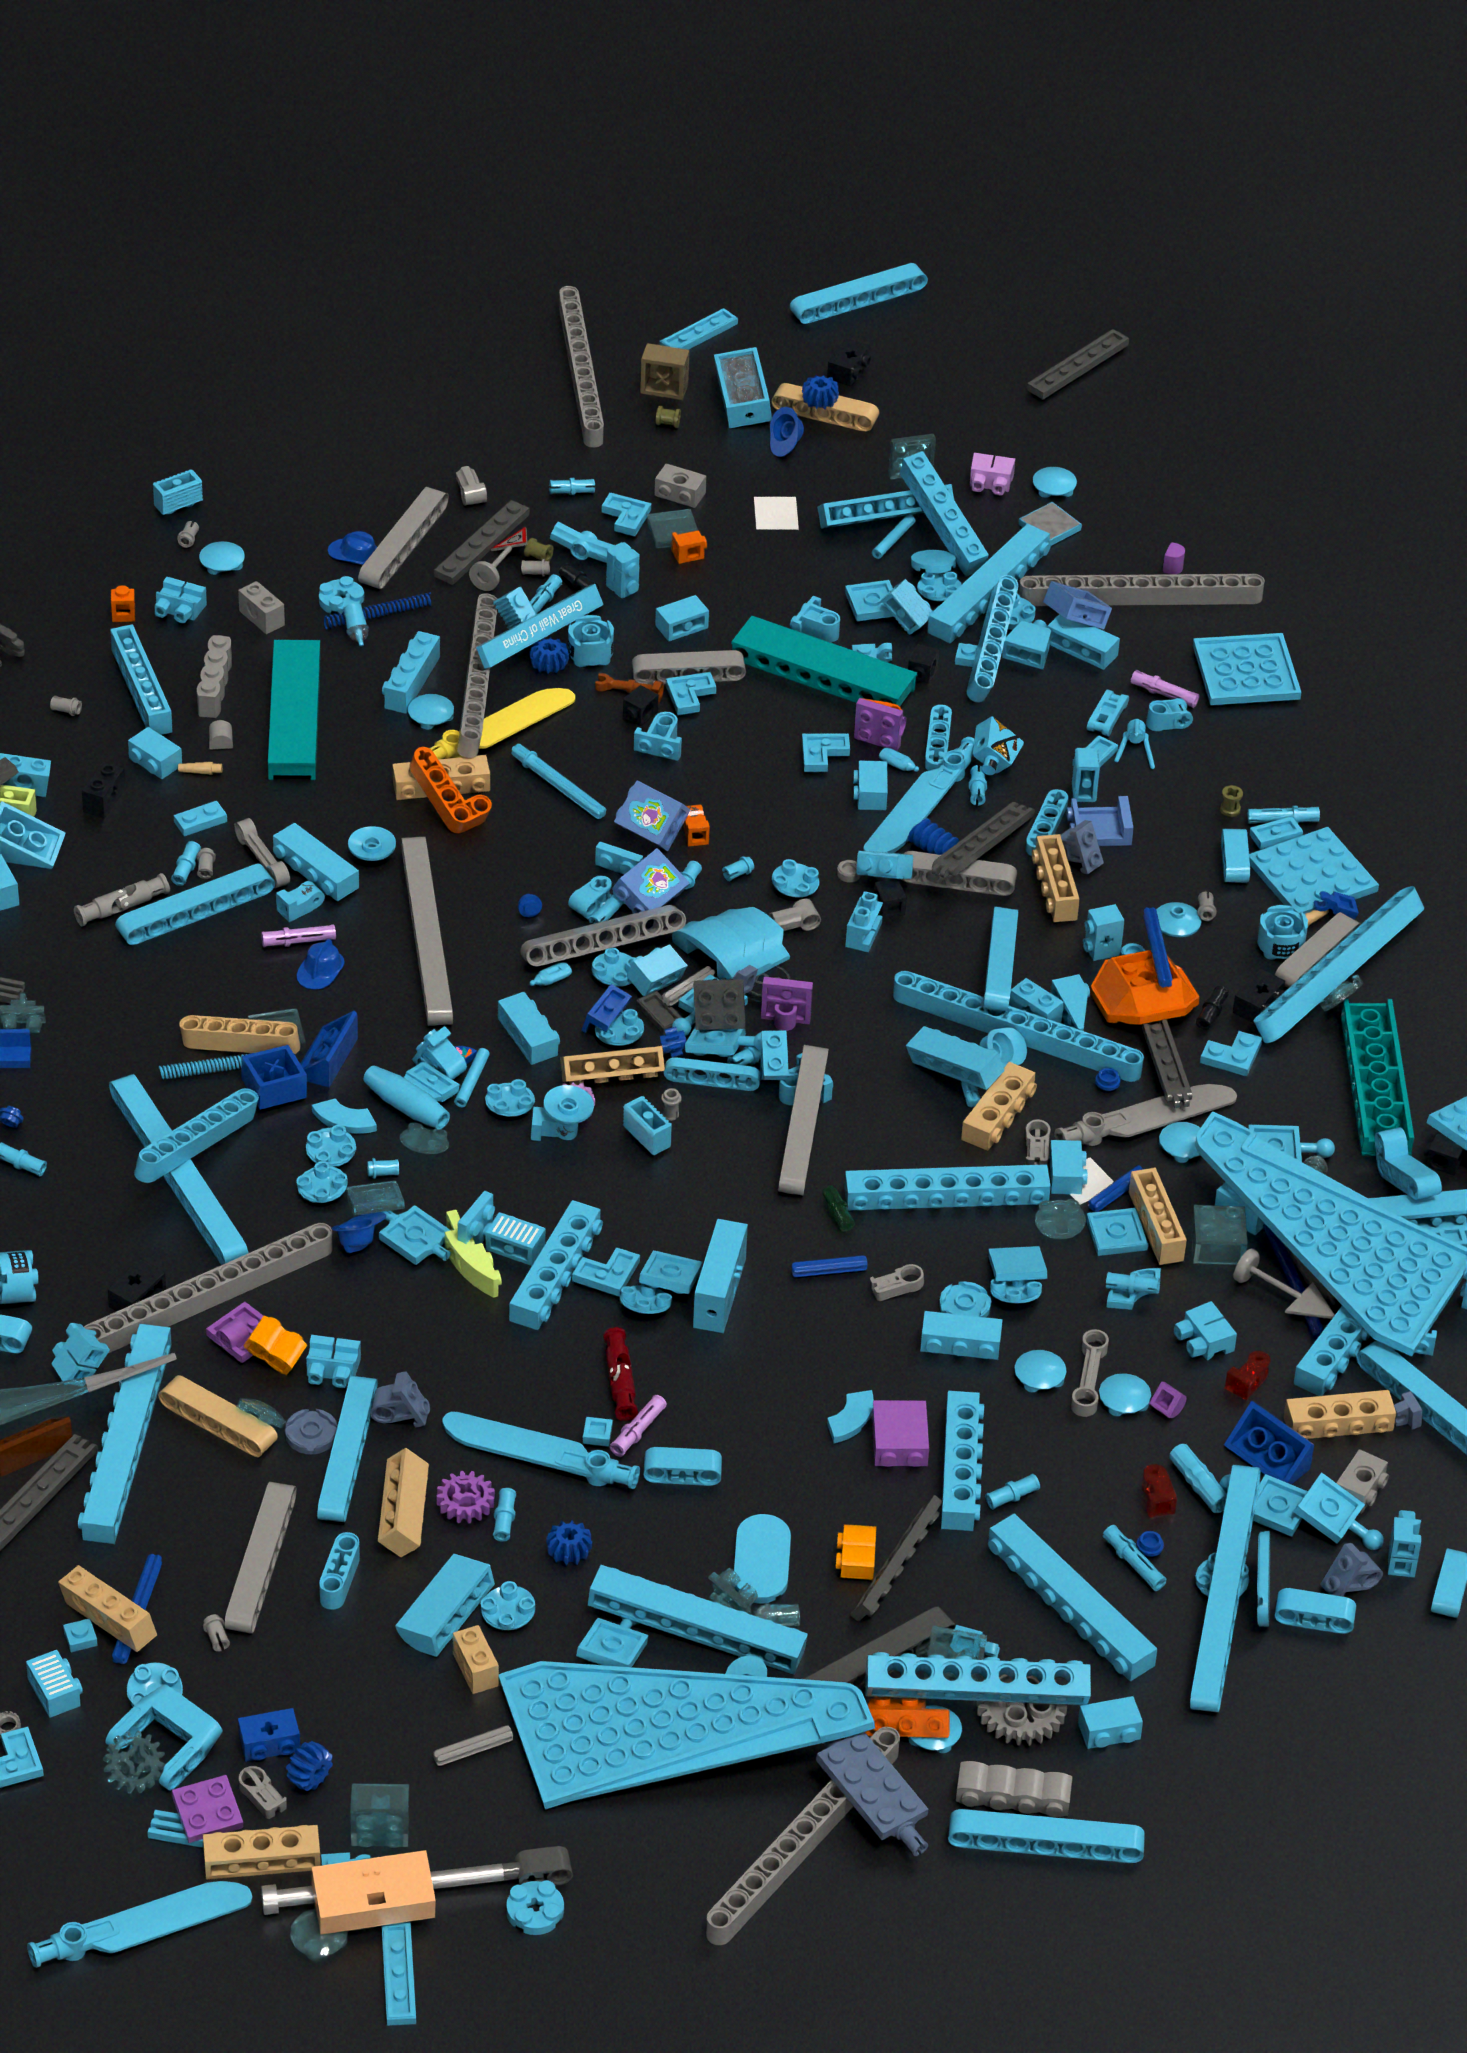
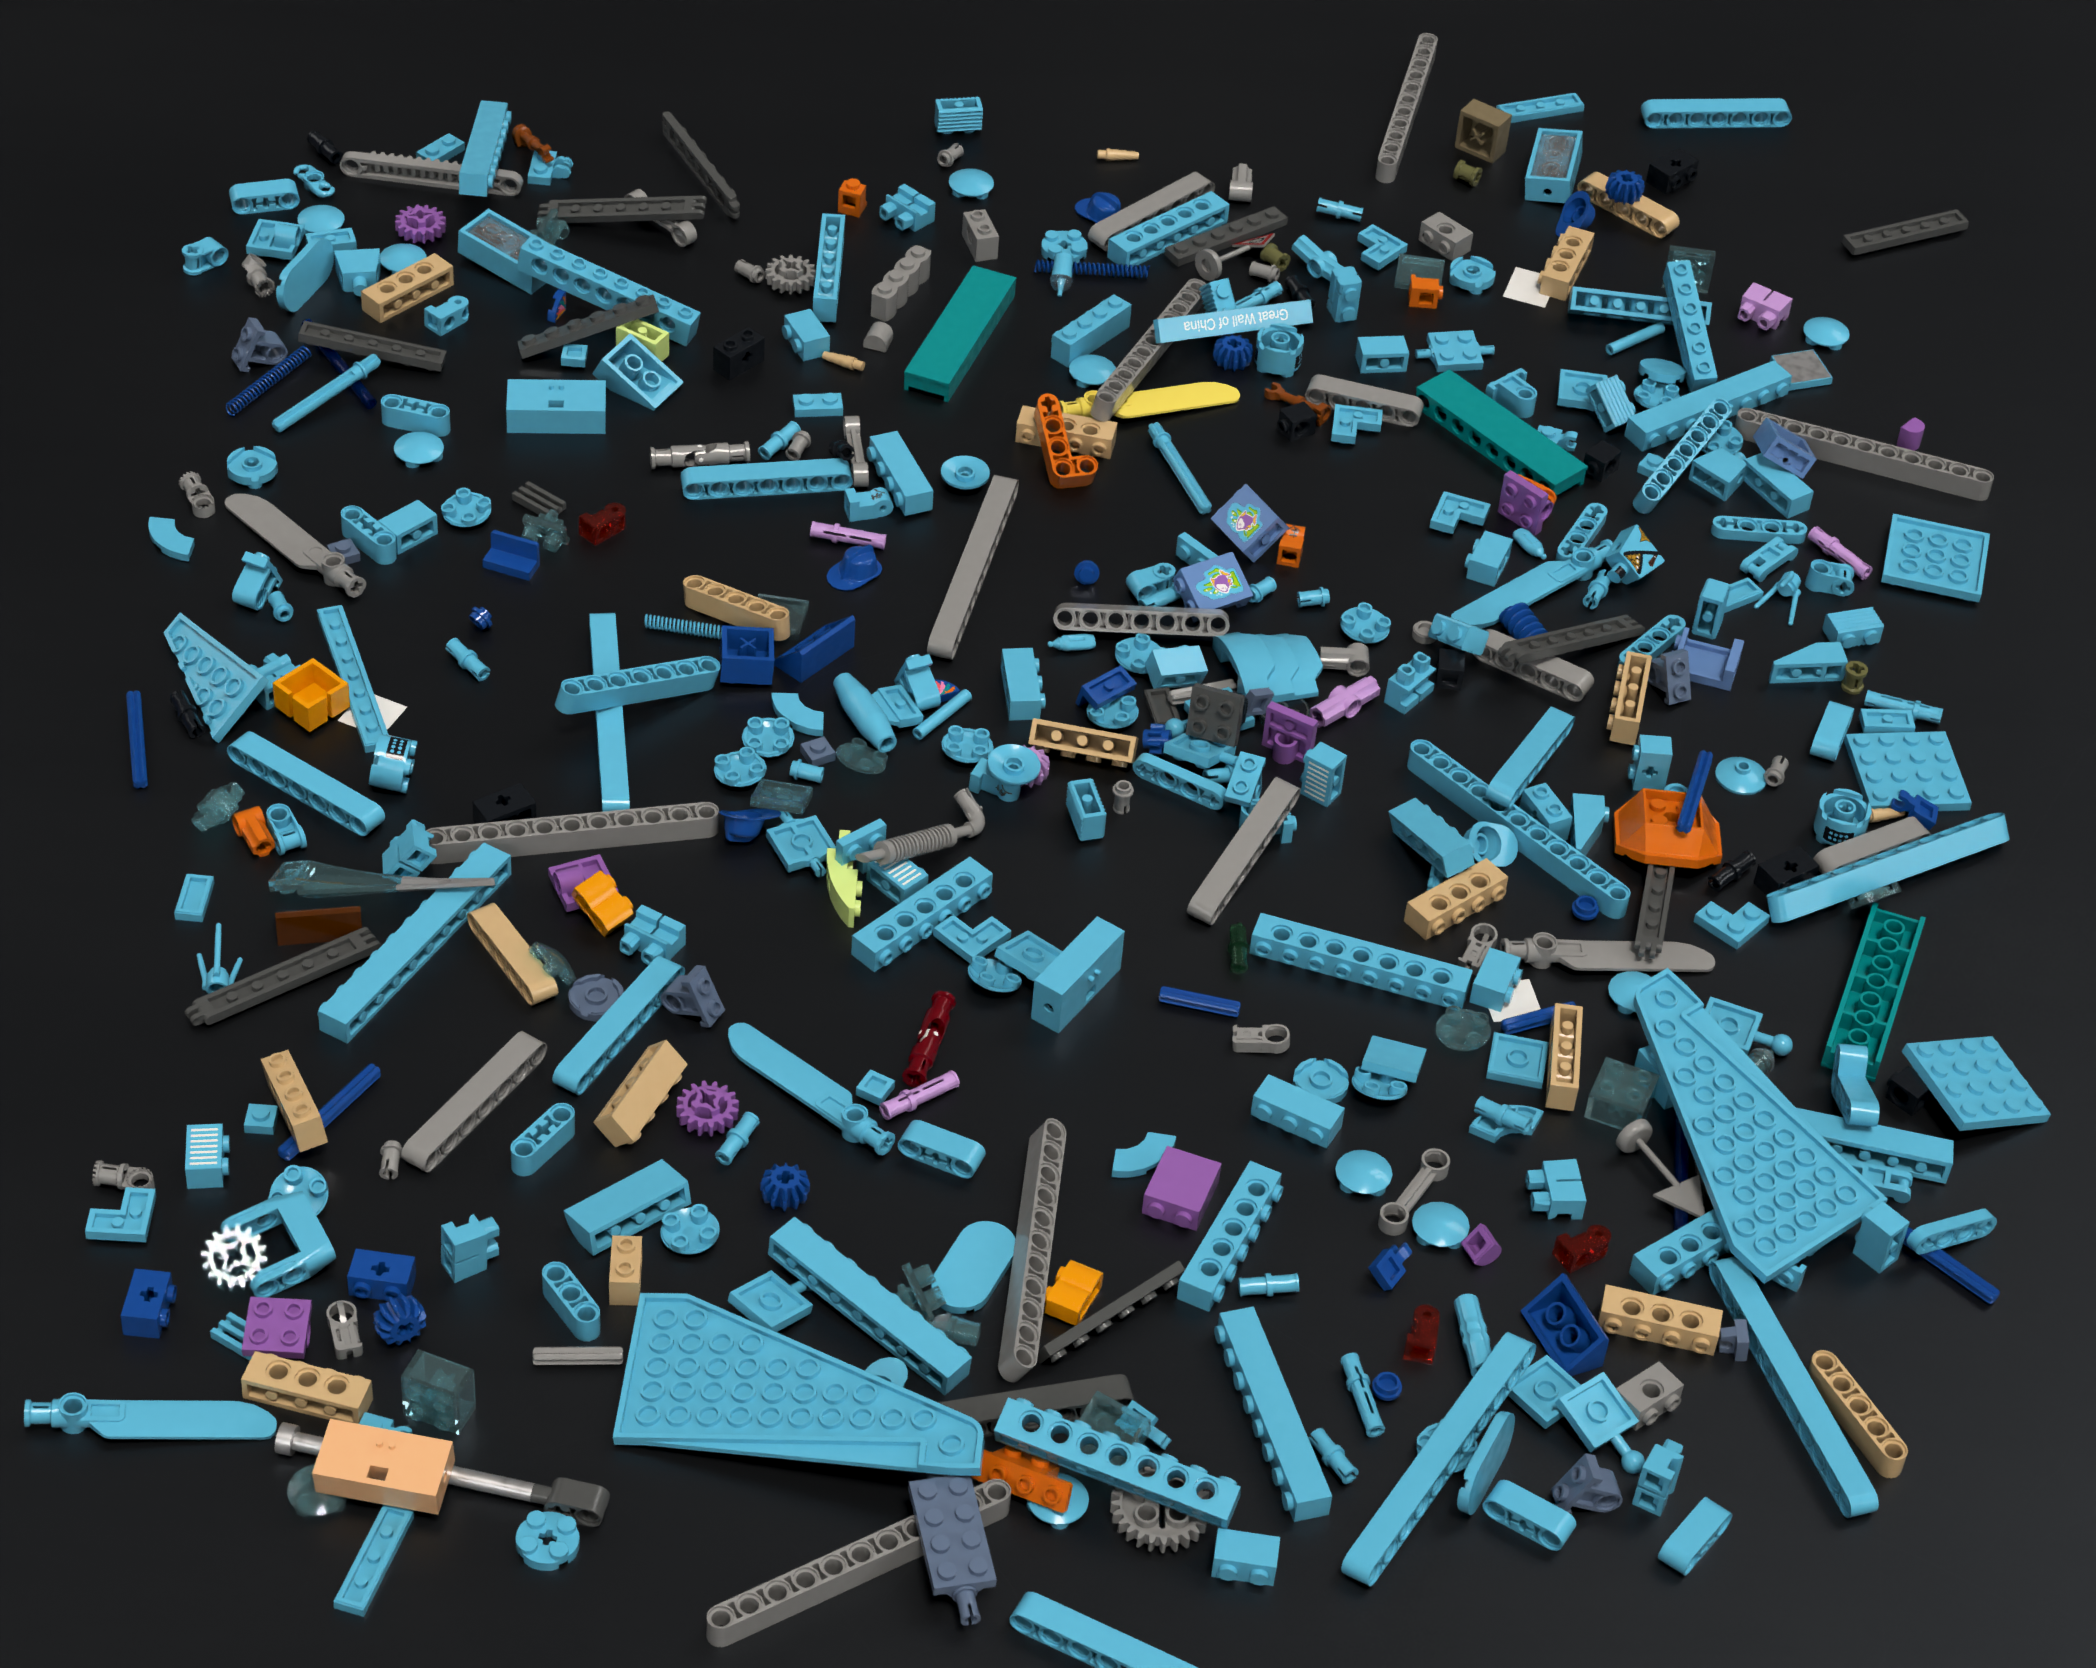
camera: 20 degrees right, 0 degrees up
(71, 993) = (603, 524): none -> clear red leg
(80, 1826) = (147, 1303): none -> blue brick
(107, 697) = (789, 274): none -> light grey gear
(251, 856) = (841, 449): none -> black pin
(332, 1686) = (468, 1247): none -> medium azure hips
(341, 489) = (1116, 154): none -> tan animal
(381, 1146) = (818, 751): none -> sand blue plate
(429, 552) = (1173, 226): none -> medium azure brick
(443, 1701) = (571, 1301): none -> medium azure beam
(531, 1194) = (929, 839): none -> light grey piece
(660, 738) = (1300, 456): medium azure pin -> none
(712, 521) = (1462, 274): none -> medium azure plate
(742, 595) = (1454, 351): none -> medium azure plate
(799, 480) = (1565, 263): none -> tan brick
(806, 1527) = (1032, 1251): none -> light grey beam
(815, 955) = (1345, 701): none -> lavender piece
(834, 1028) = (1323, 774): none -> medium azure brick
(1013, 1788) = (1109, 1592): light grey brick -> none
(1060, 692) = (1724, 528): none -> medium azure beam
(1102, 1443) = (1388, 1265): none -> blue plate
(1138, 1616) = (1333, 1456): none -> medium azure pin
(1192, 798) = (1811, 664): none -> medium azure slope
(1209, 755) = (1853, 627): none -> medium azure brick

